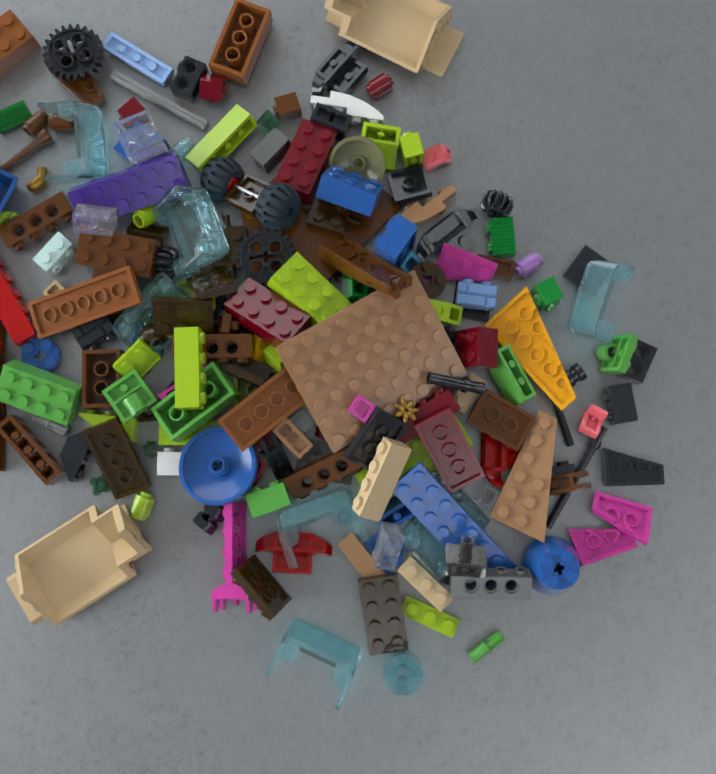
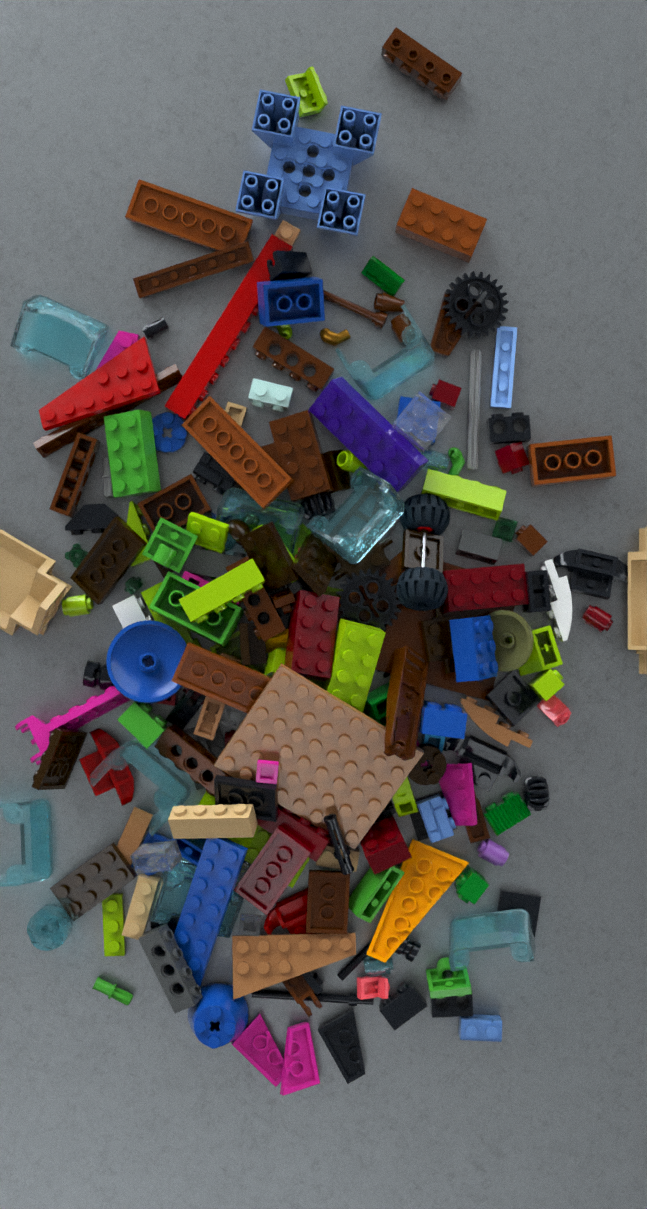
camera: 60 degrees right, 5 degrees up
(94, 220) = (319, 422): clear brick -> none
(191, 133) = (457, 461): none -> bright green arm
(406, 410) = (288, 812): pearl gold plant -> none
(465, 559) = (179, 935): clear smoke brick -> none
(577, 408) = (376, 967): none -> clear light blue brick
(670, 348) = (480, 1028): none -> medium blue brick

